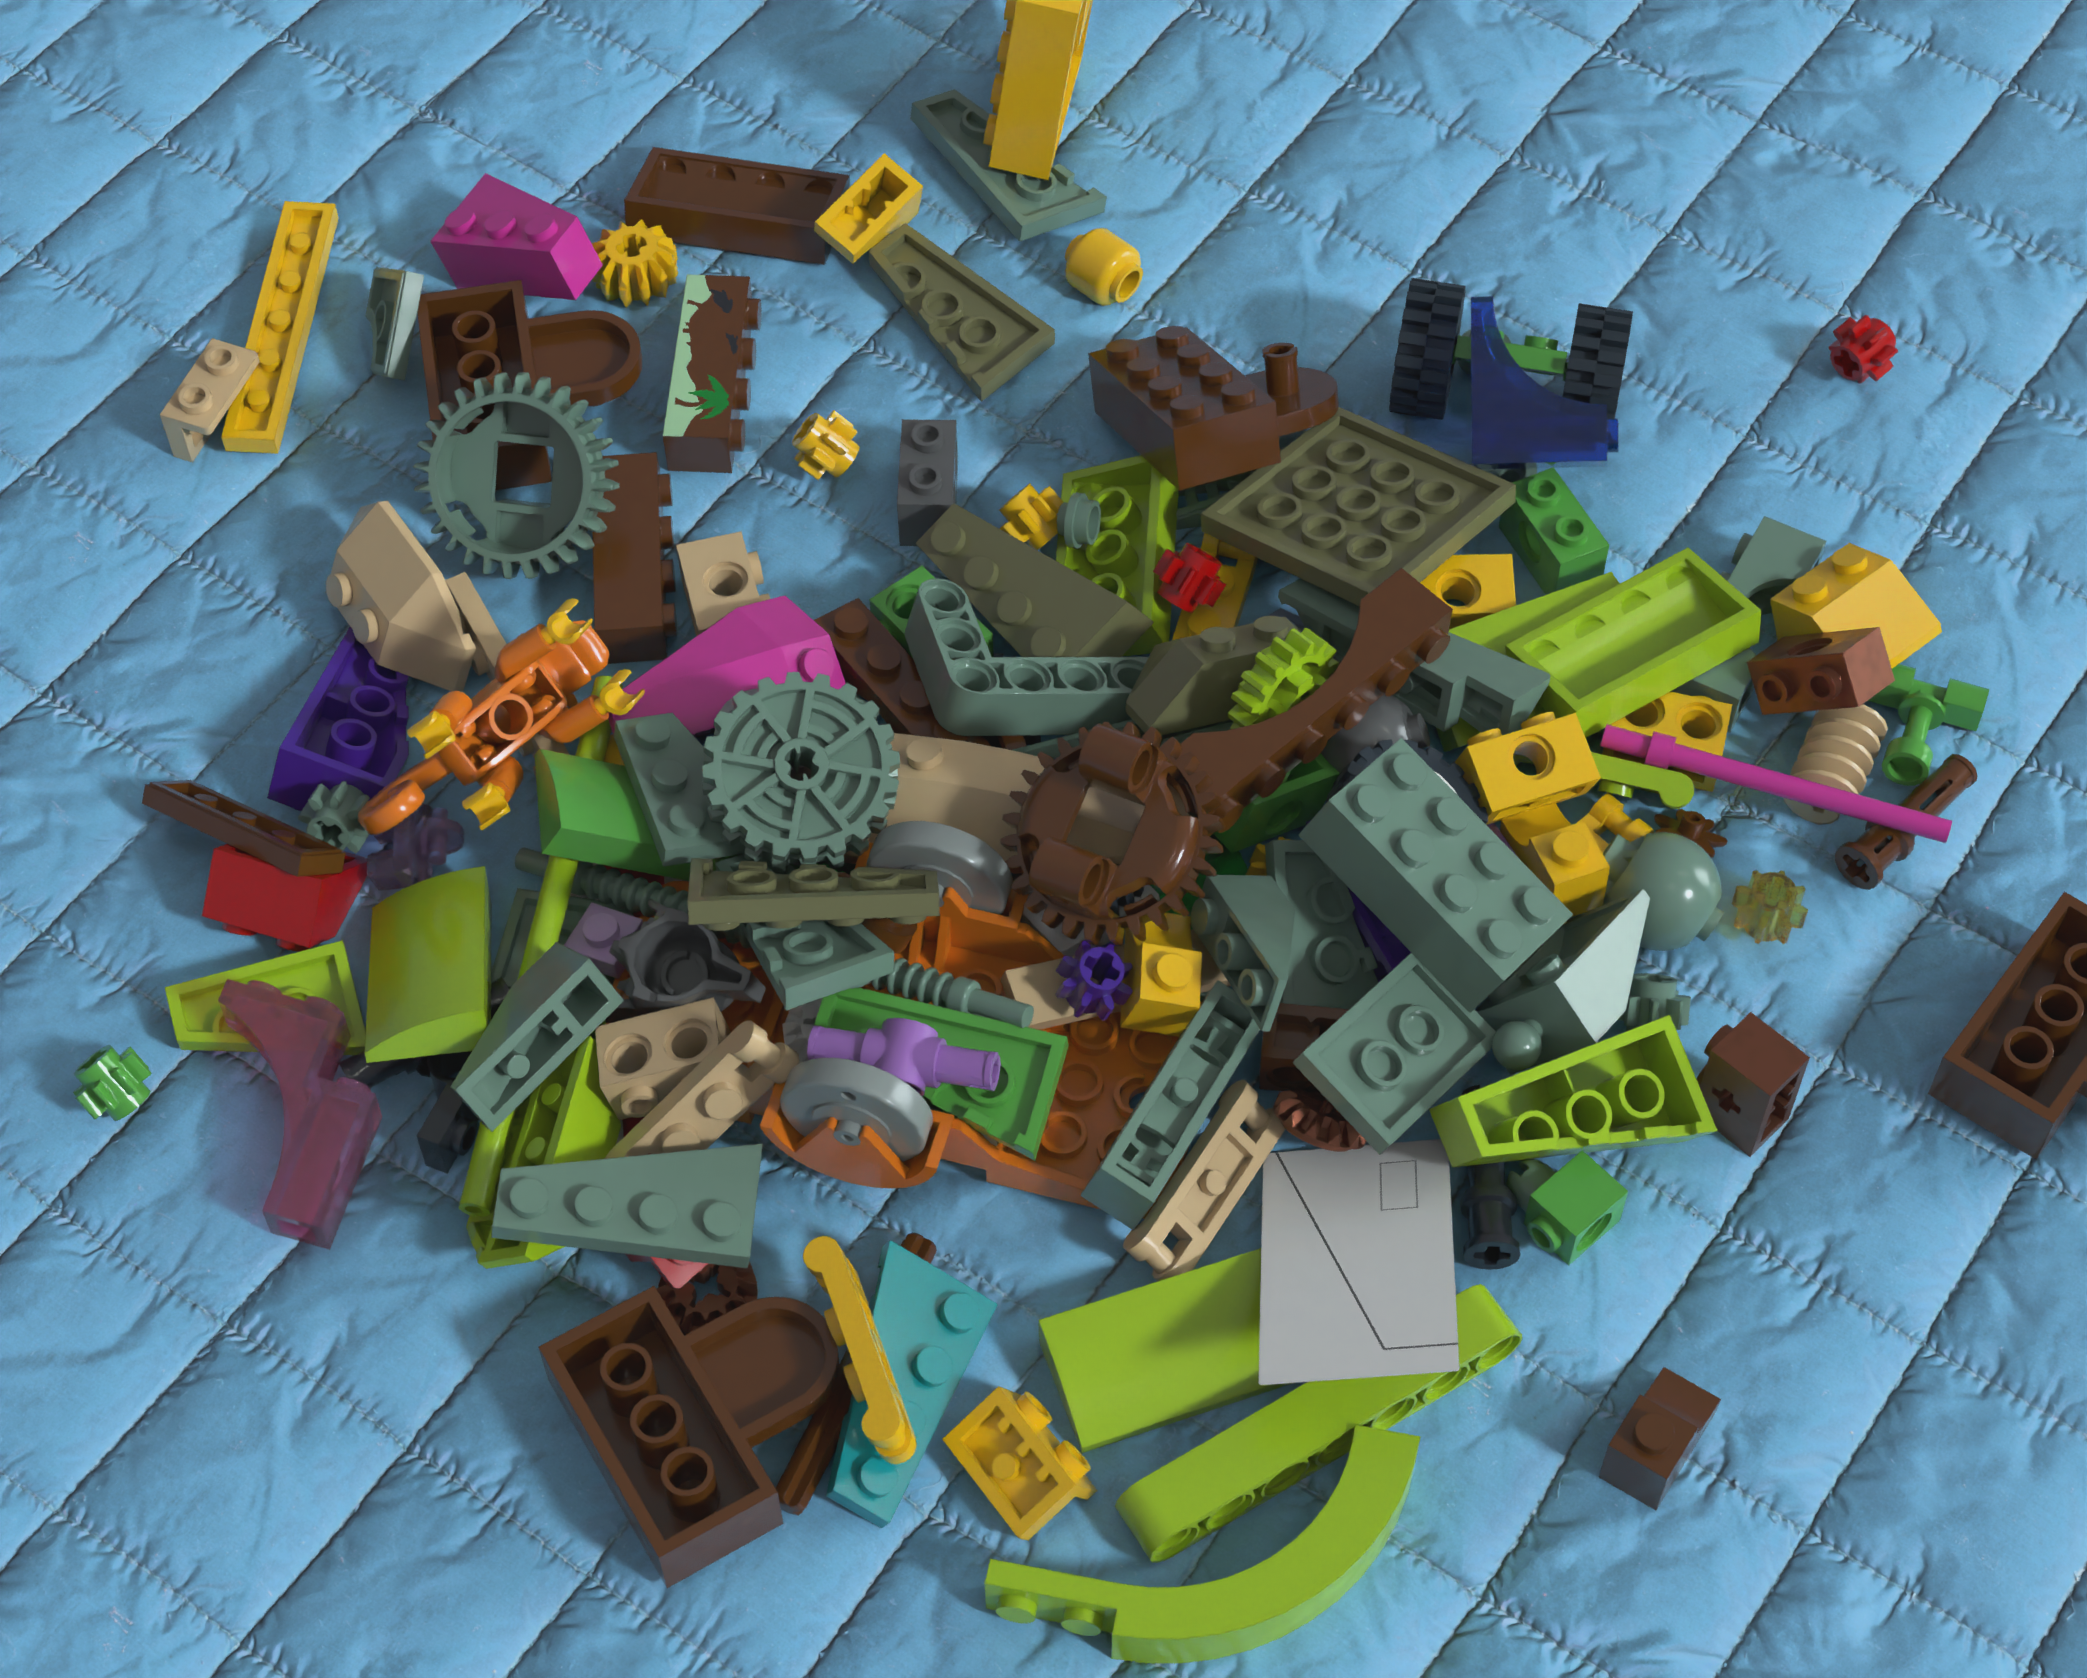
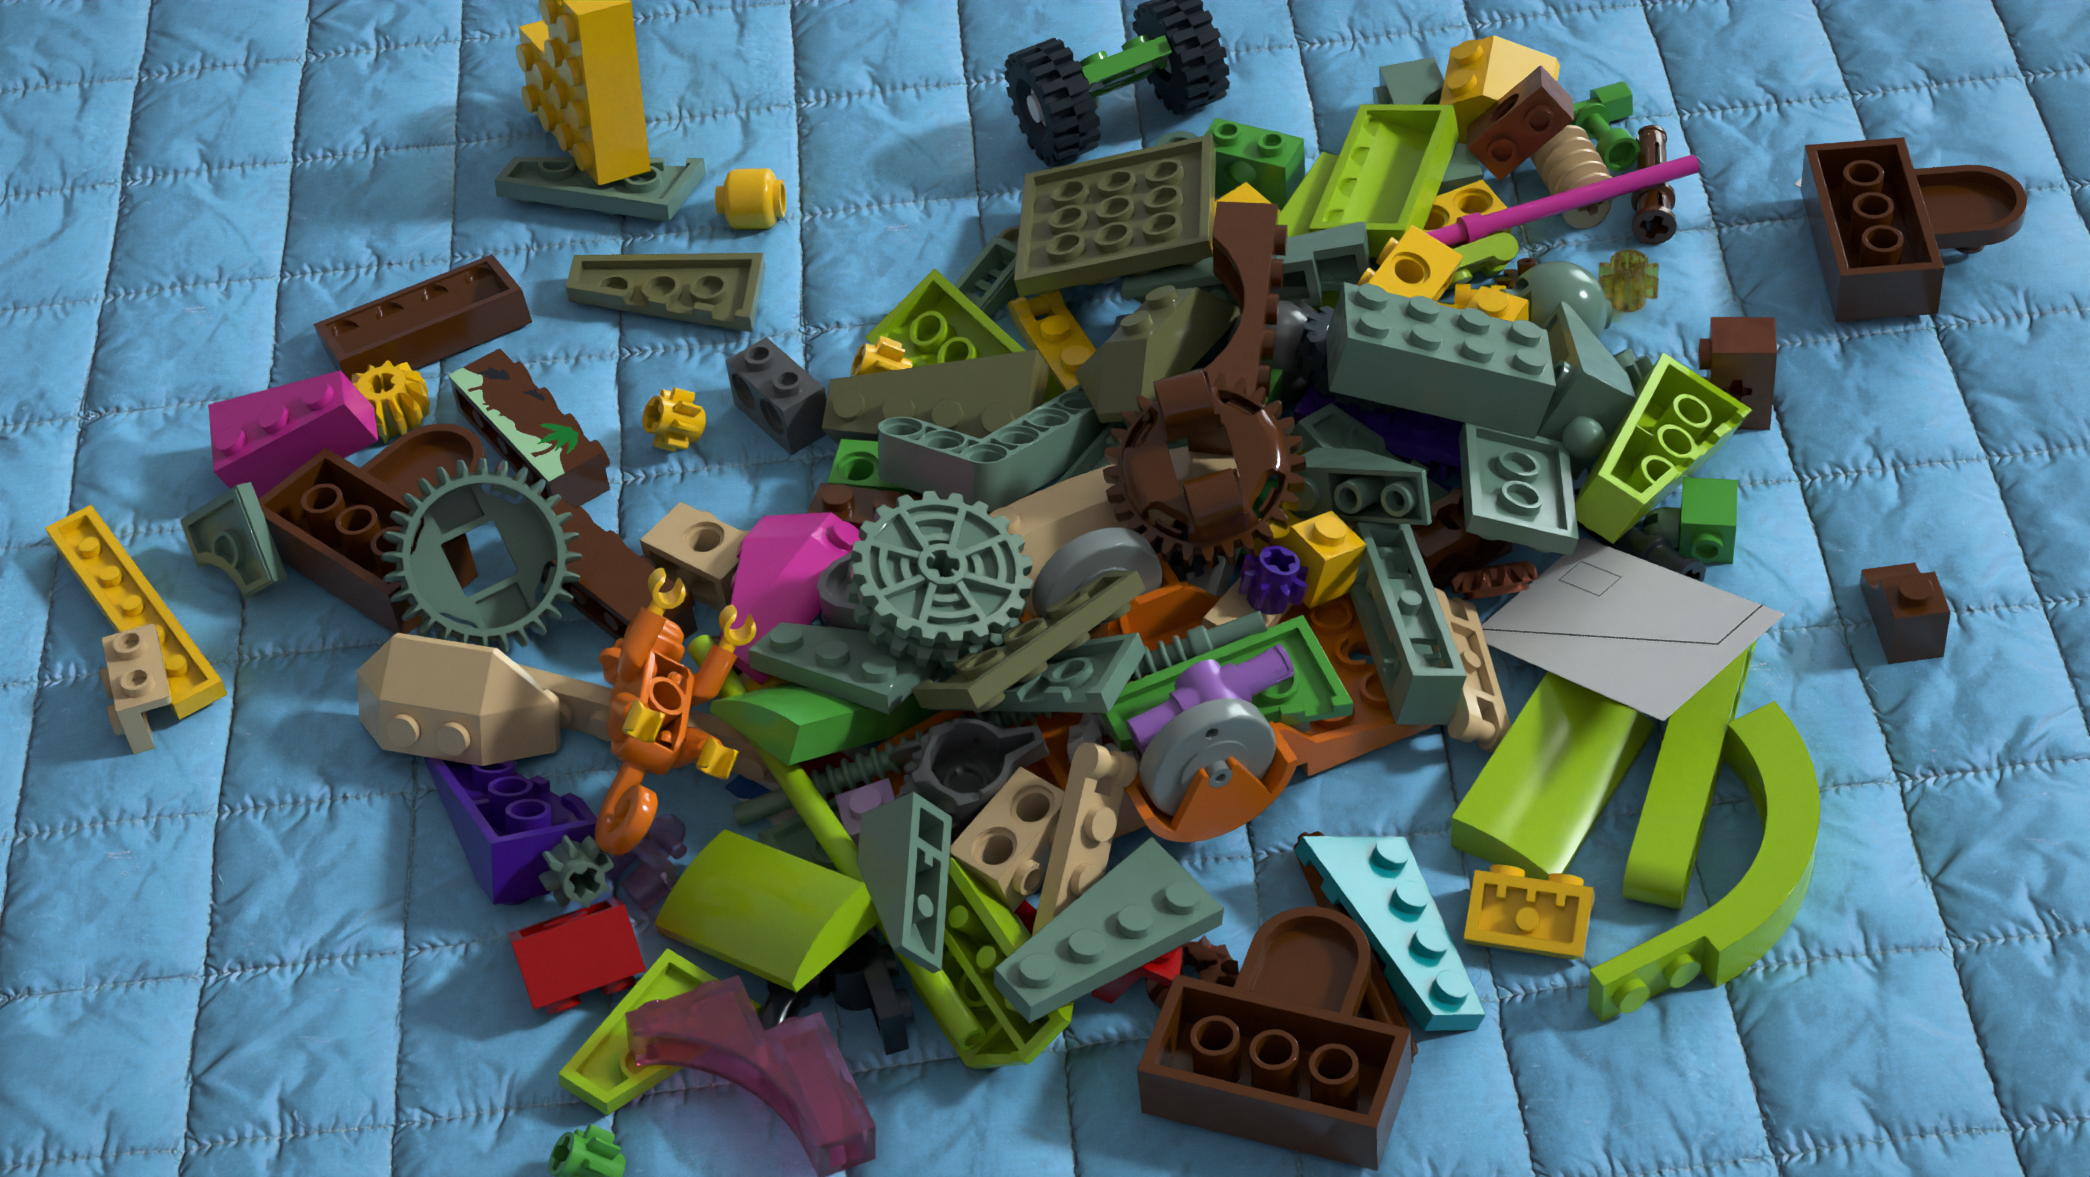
camera: 35 degrees left, 10 degrees down
(244, 828) = (505, 926): reddish brown tile -> none
(870, 209) = (545, 253): yellow arch -> none
(870, 1374) = (1383, 907): yellow plate -> none
(1079, 520) = (921, 345): sand green plate -> none
(1189, 578) = (1046, 325): red gear -> none
(1197, 411) = (931, 224): reddish brown brick -> none
(1282, 677) = (1209, 315): lime gear -> none
(1521, 421) = (1164, 92): clear blue arch -> none

